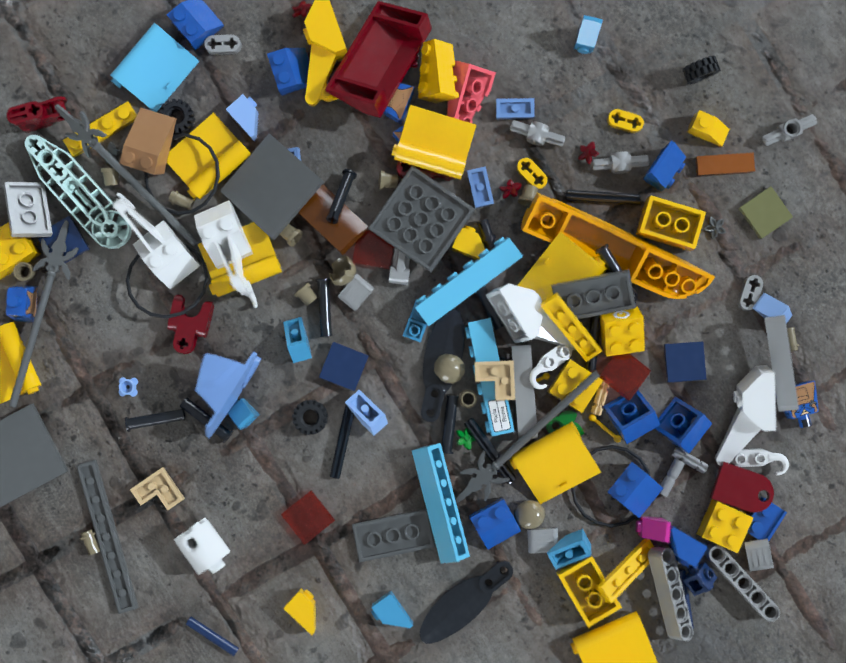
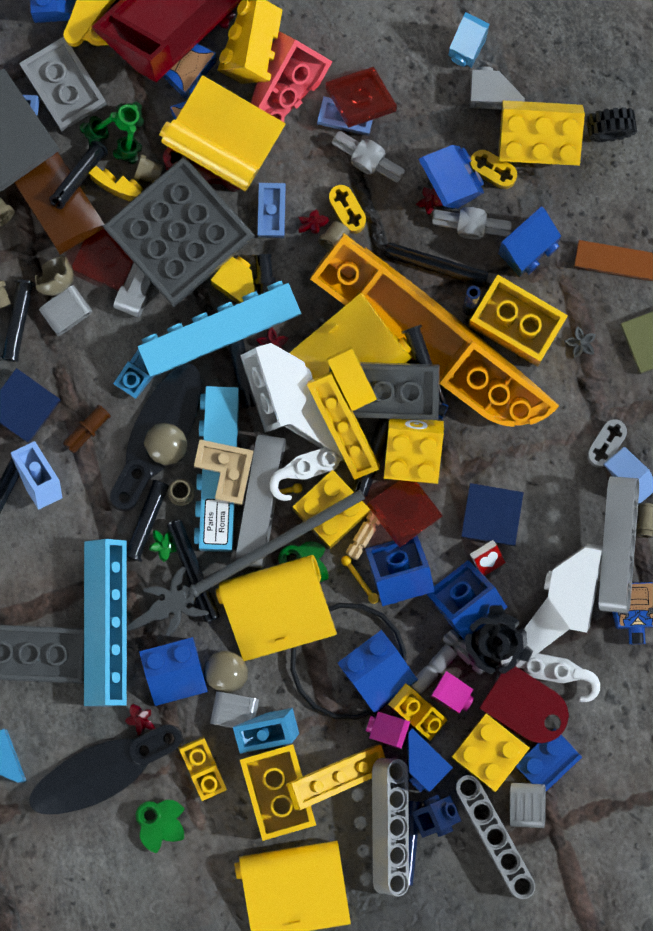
camera: 15 degrees right, 5 degrees down
(312, 134) = (63, 84): none -> light grey plate
(364, 148) = (125, 119): none -> plant
(375, 197) = (122, 188): none -> yellow slope
(392, 371) = (86, 429): none -> reddish brown axle
(480, 562) = (140, 718): none -> dark red plant
(504, 279) = (272, 338): none -> dark red plant
(514, 630) = (163, 826): none -> green plate
(522, 92) = (361, 97): none -> clear red tile
(531, 584) = (202, 768): none -> yellow slope
(571, 294) = (351, 378): none -> yellow slope
(601, 133) = (452, 176): none -> blue slope
(612, 65) = (490, 88): none -> light grey slope
(637, 218) = (471, 300): none -> dark blue piece
(654, 87) = (541, 132): none -> yellow brick
(668, 510) = (418, 712): none -> yellow slope
(688, 492) = (452, 693): none -> dark pink slope
(689, 392) = (487, 558): none -> tile
(708, 128) = (604, 206): yellow slope -> none
(714, 449) = (498, 641): none -> black piece

